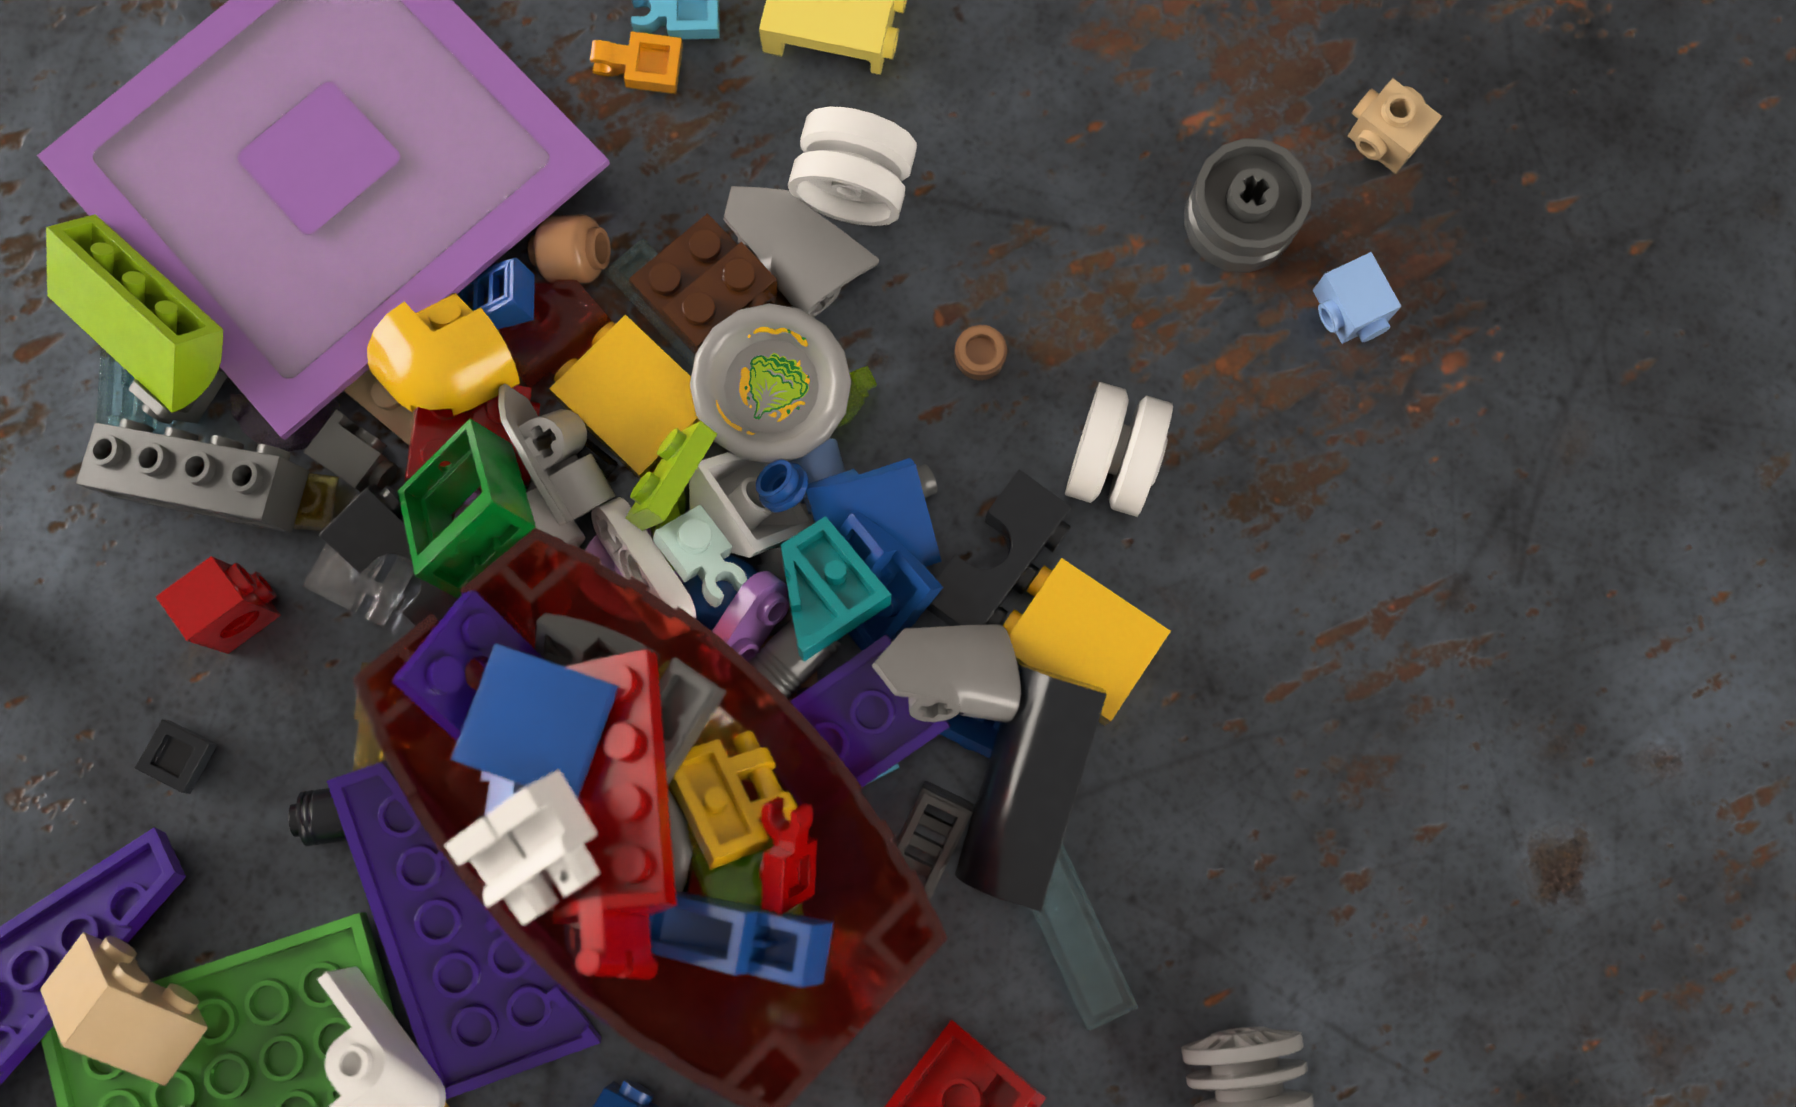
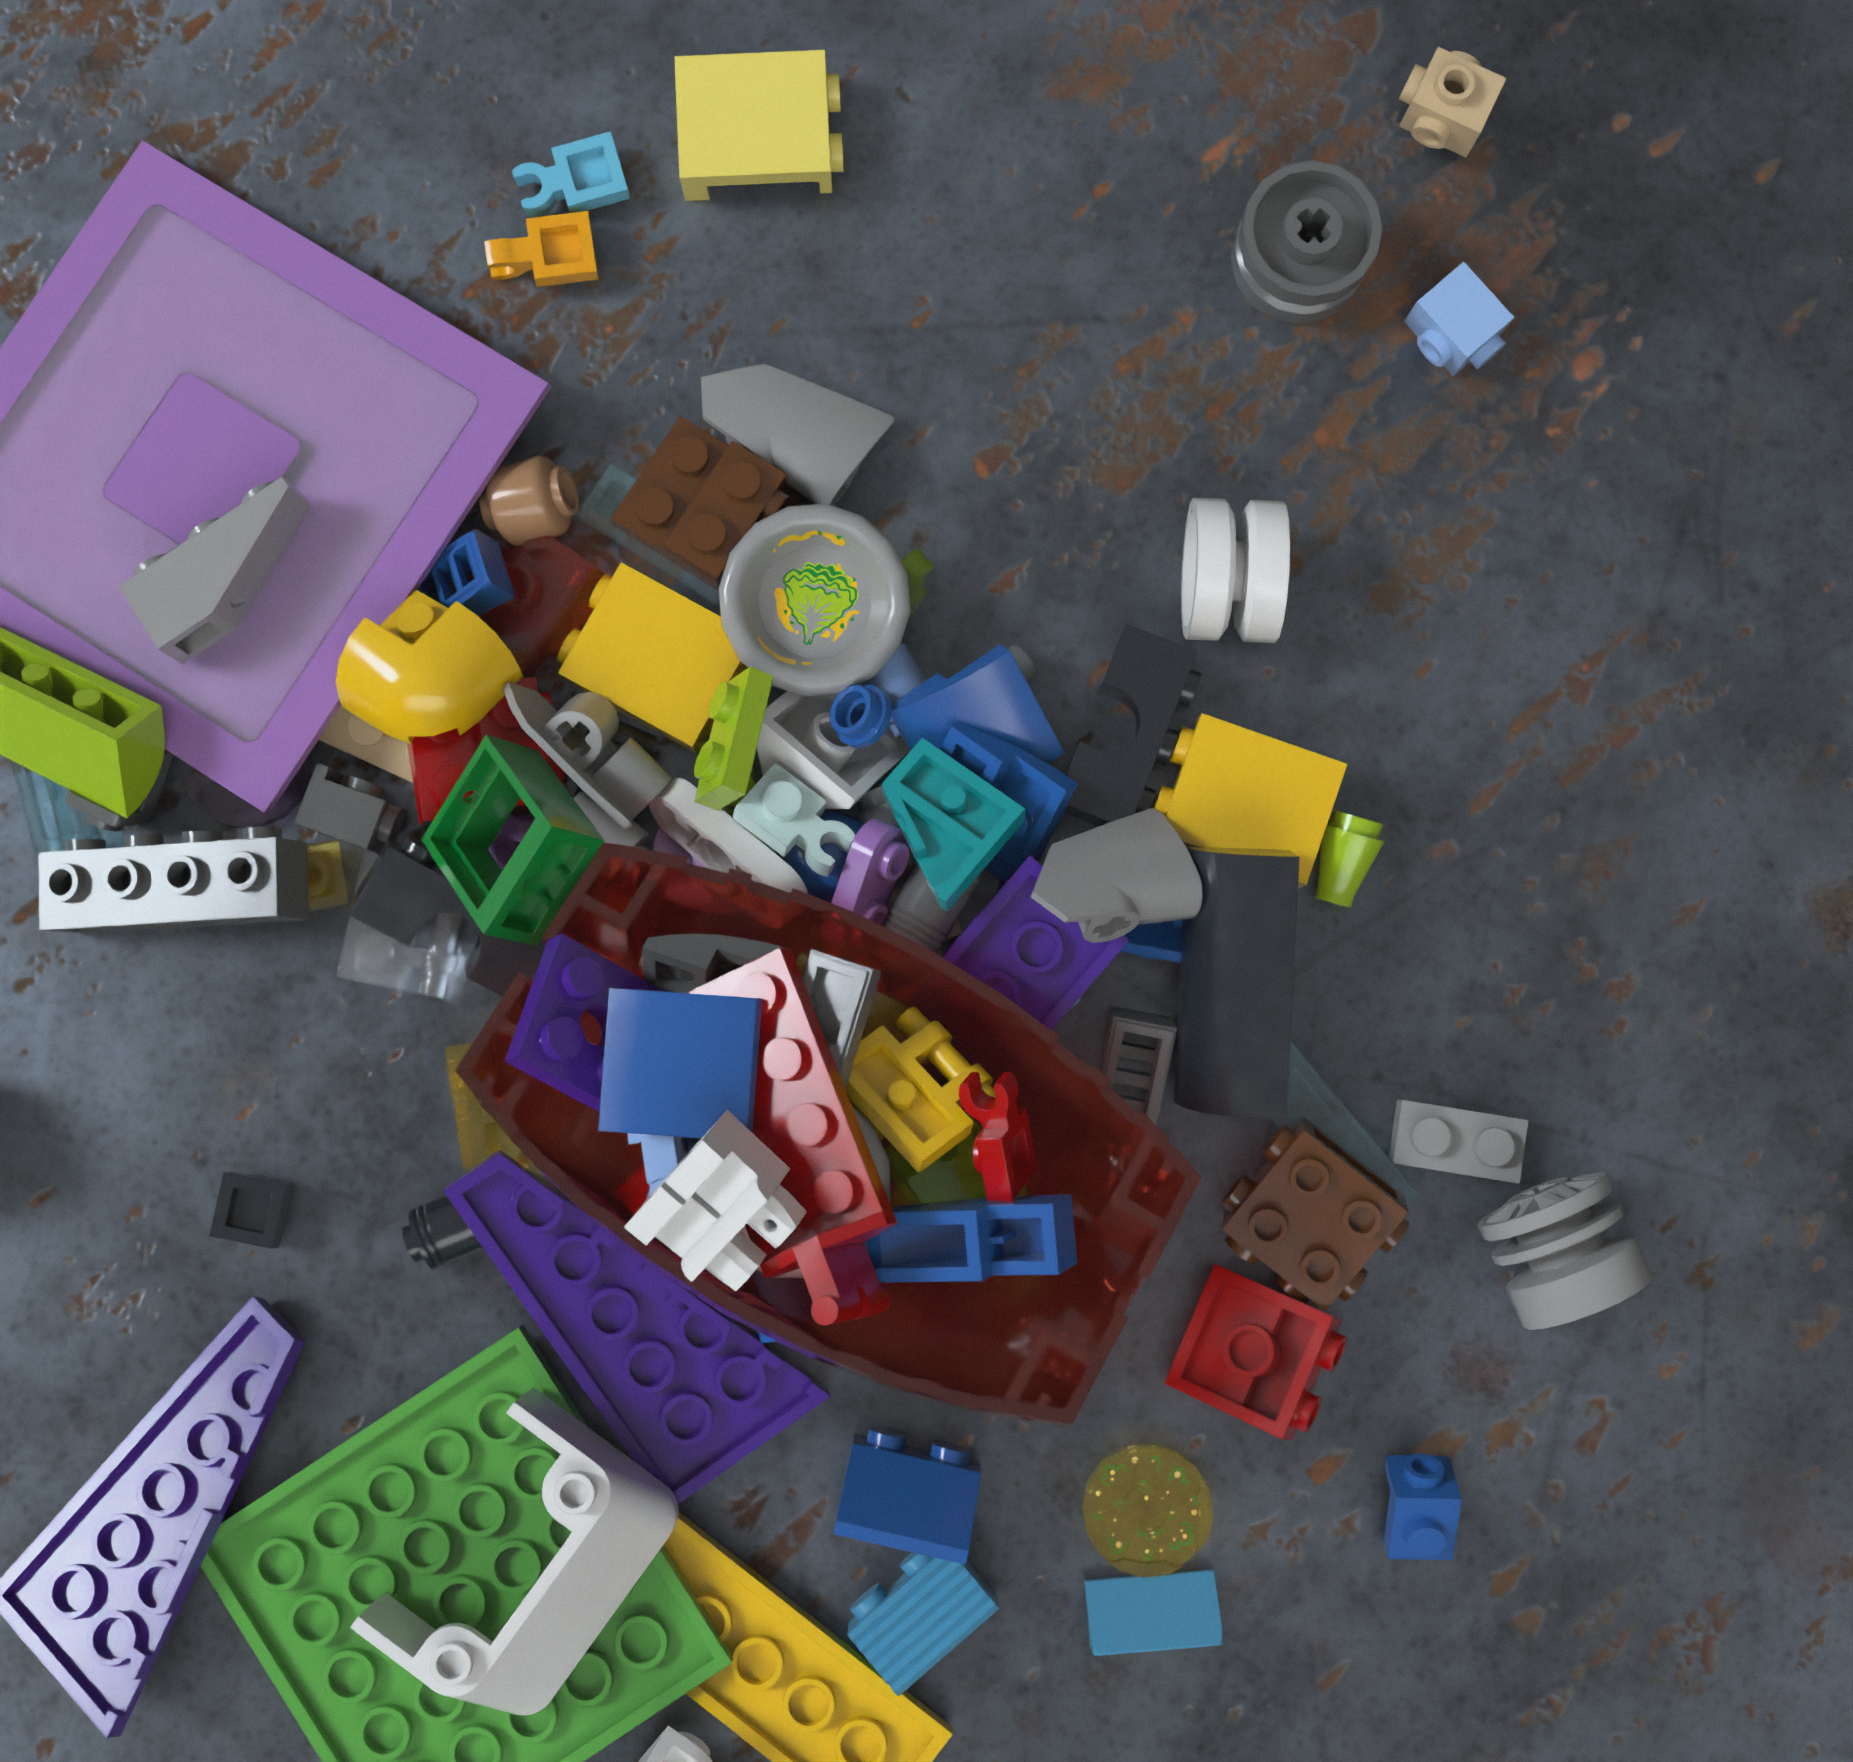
camera: 20 degrees left, 5 degrees up
(117, 1015) = (285, 1509): tan brick -> none
(219, 605) = (253, 1024): red brick -> none
(297, 241) = (213, 577): none -> light grey slope
(853, 166) = (837, 316): white wheel -> none
(980, 352) = (1041, 496): medium nougat tile -> none
(1044, 1001) = (1313, 1215): none -> reddish brown brick
(1152, 708) = (1346, 856): none -> lime cone
(1185, 972) = (1458, 1141): none -> light grey plate

